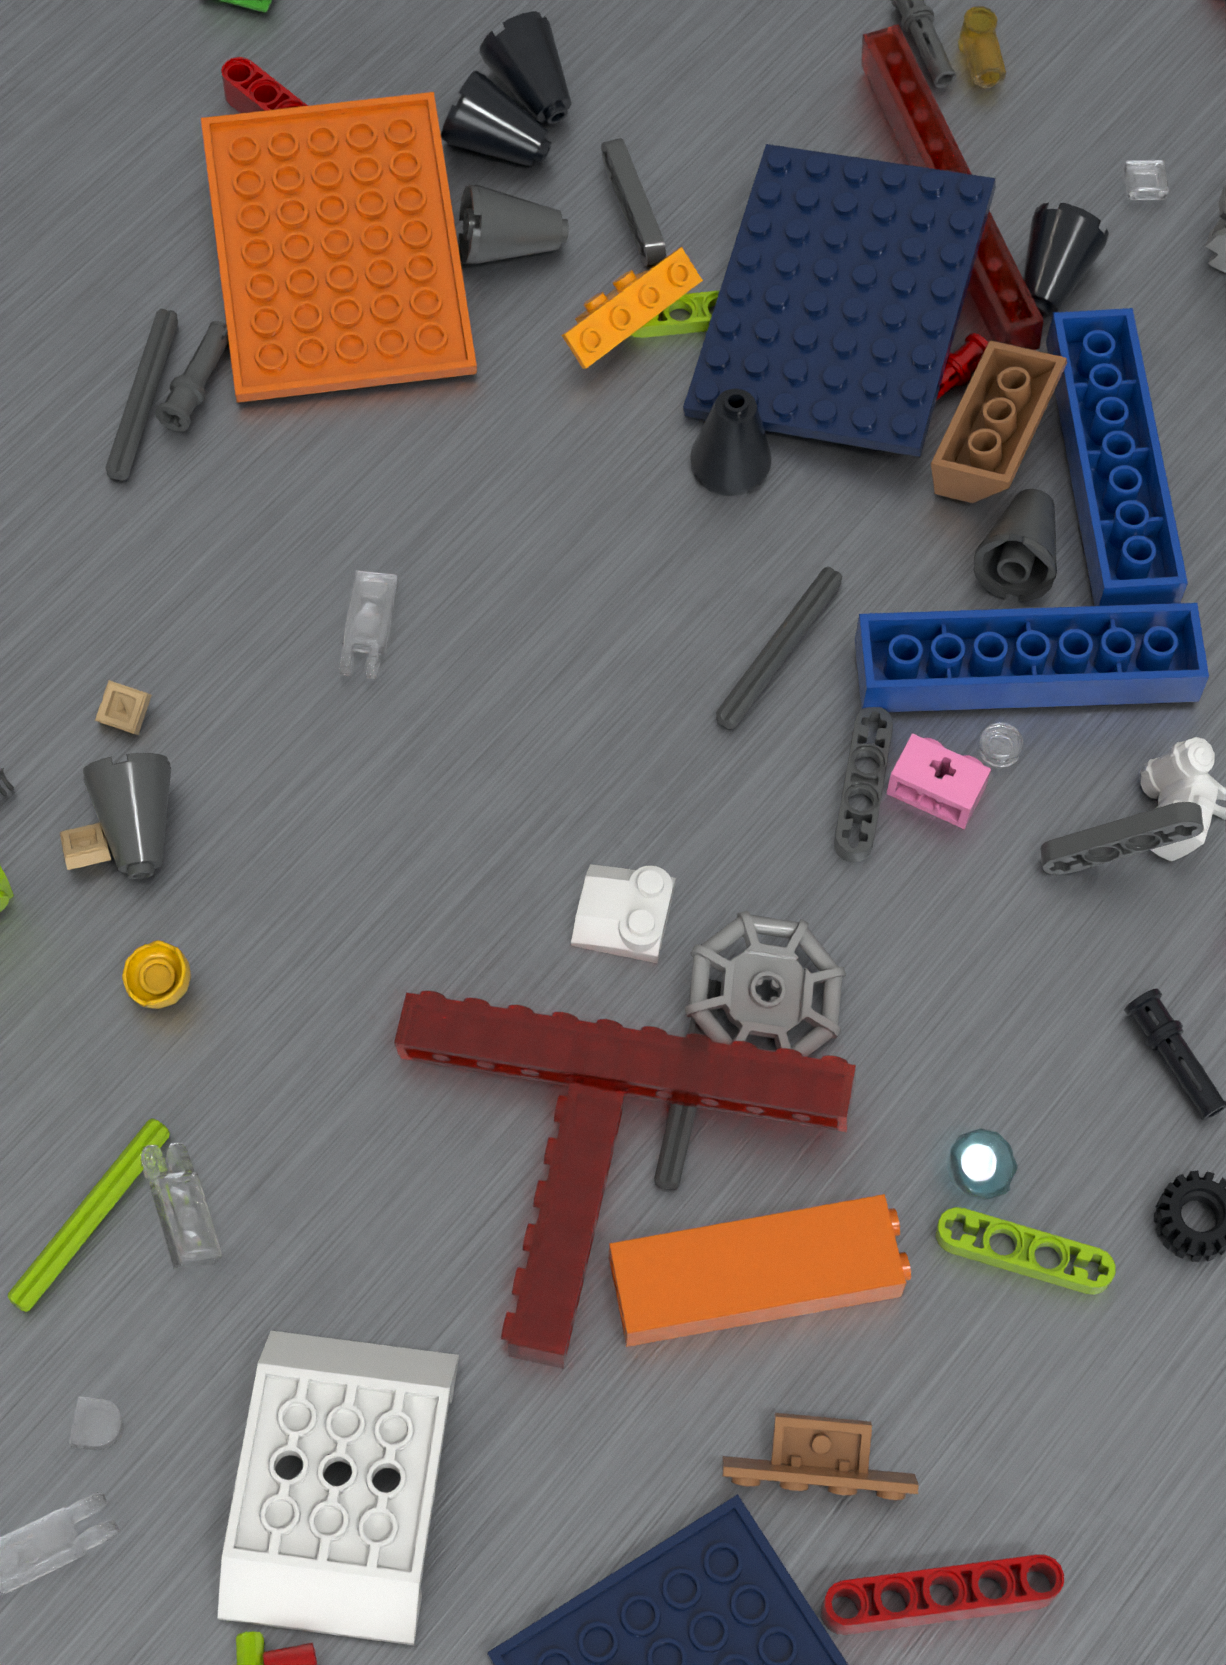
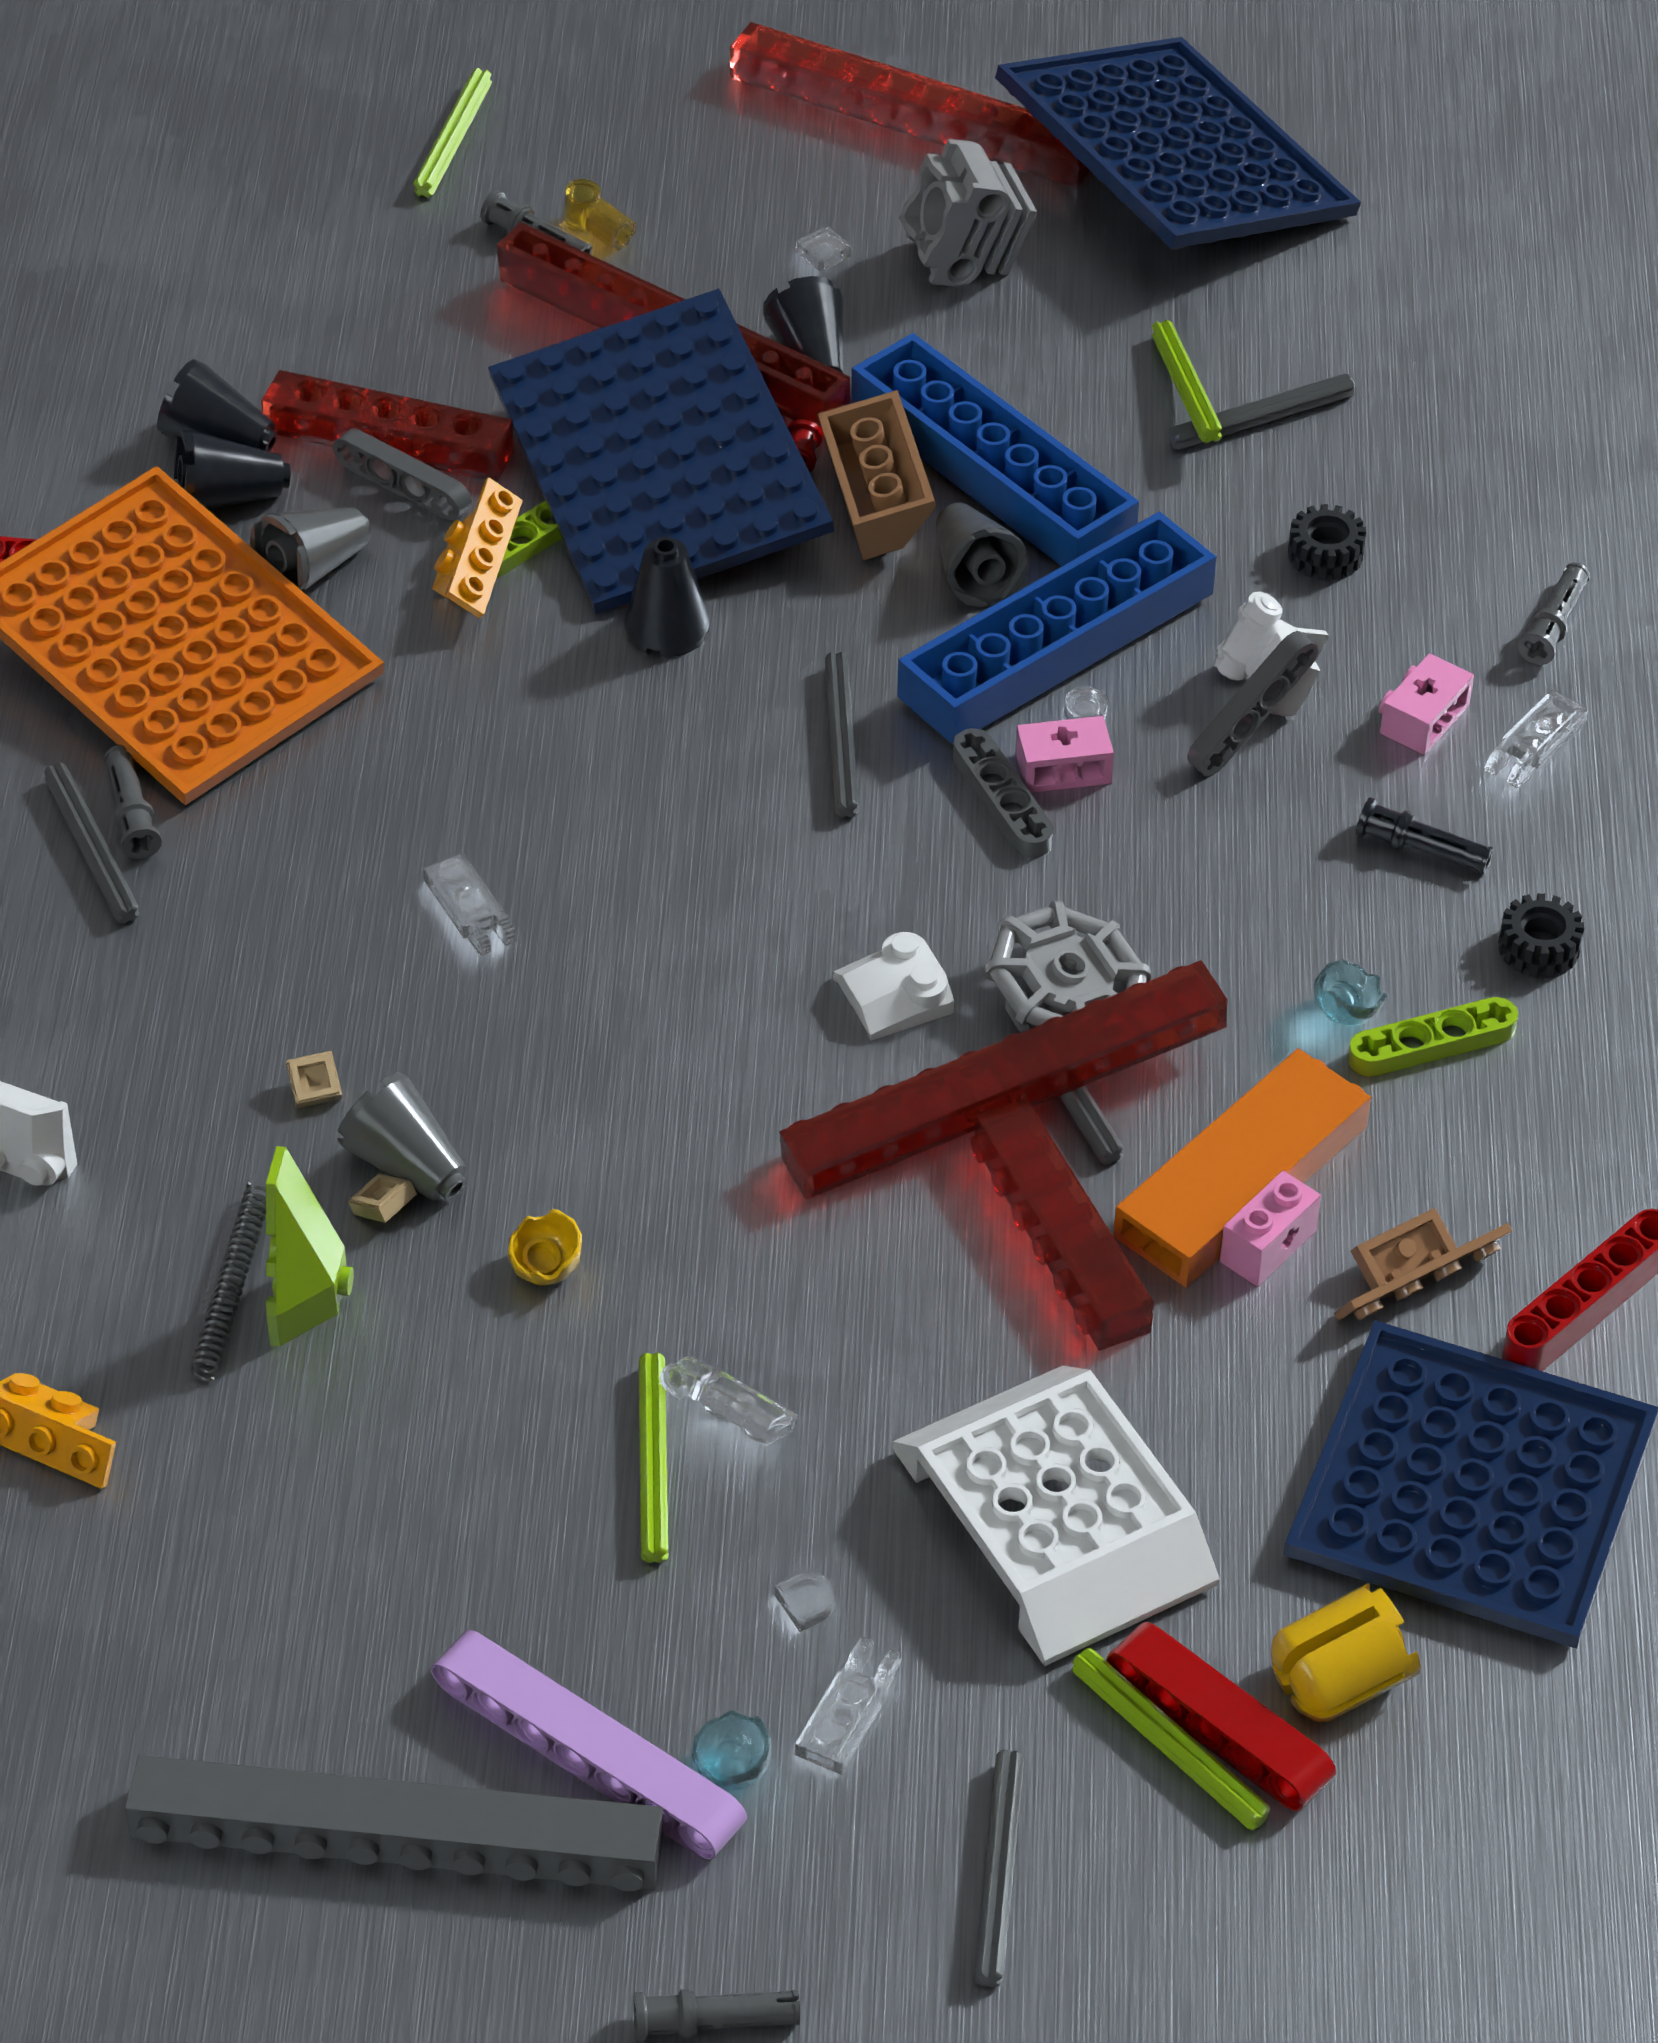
camera: 35 degrees left, 15 degrees down
(659, 151) = (428, 431): none -> clear red brick
(726, 1346) = (1270, 1228): none -> bright pink brick

